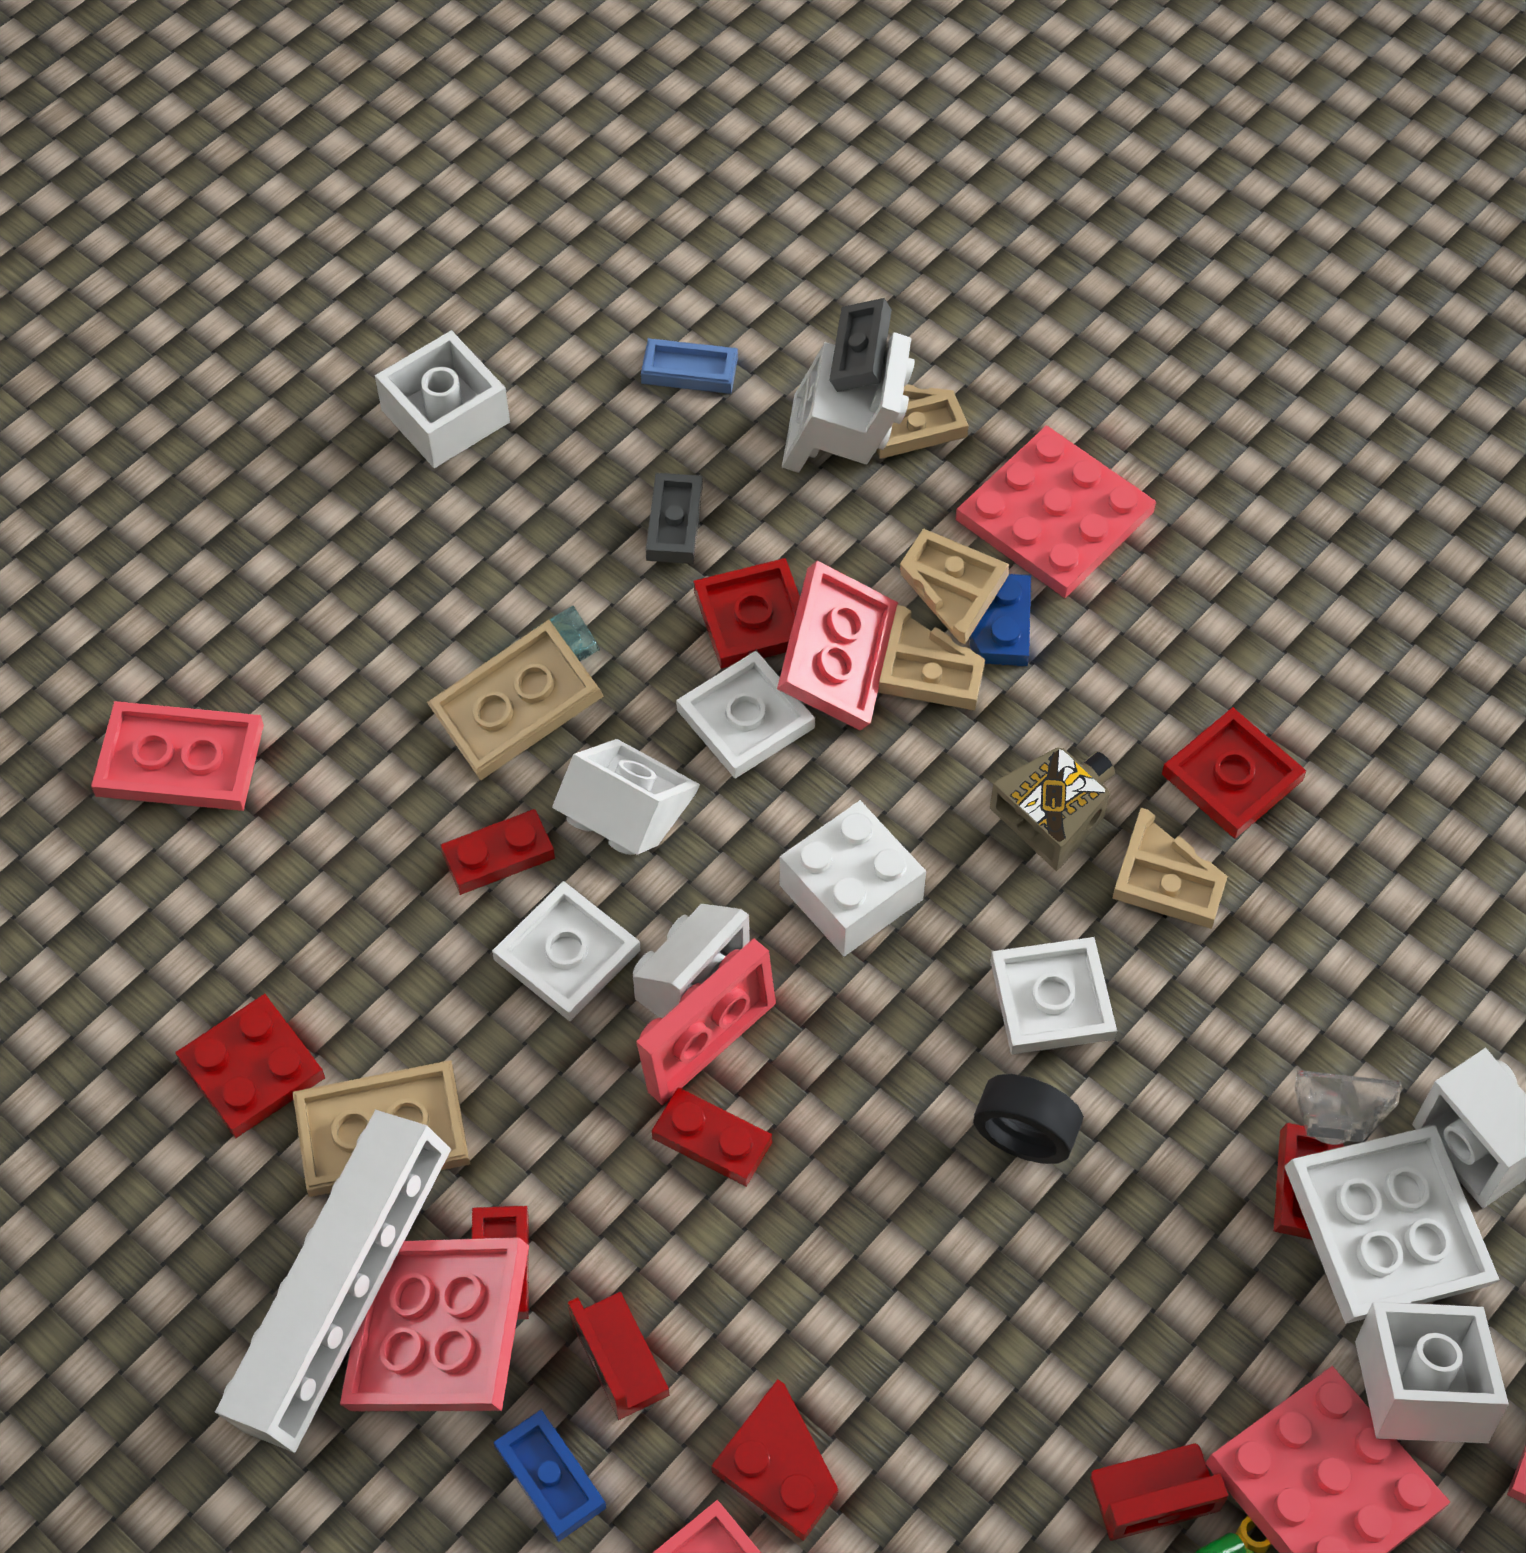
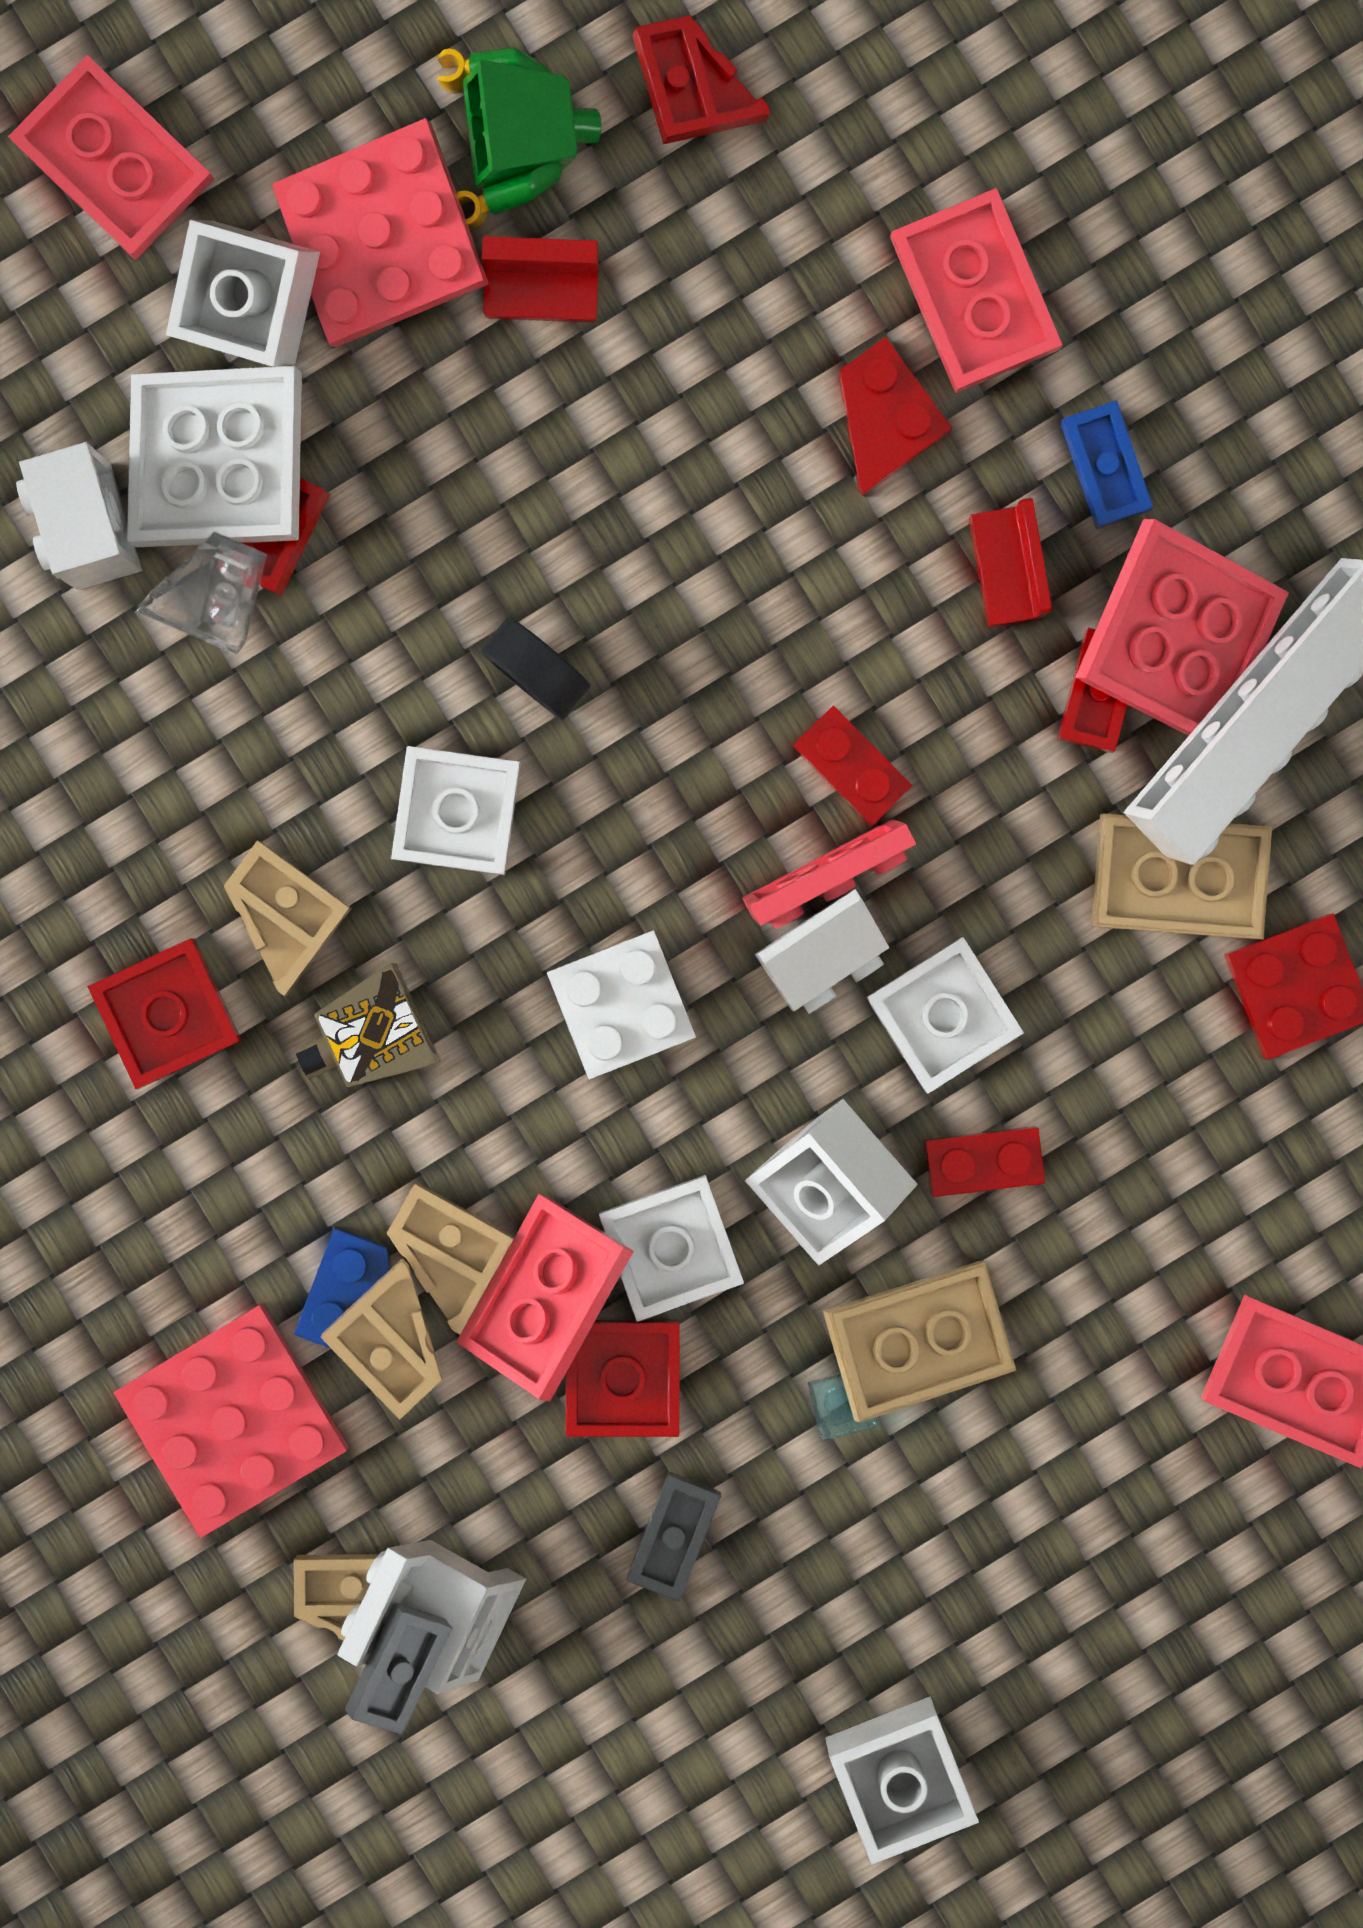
camera: 155 degrees left, 30 degrees up
(689, 366) = (590, 1759): medium blue tile -> none

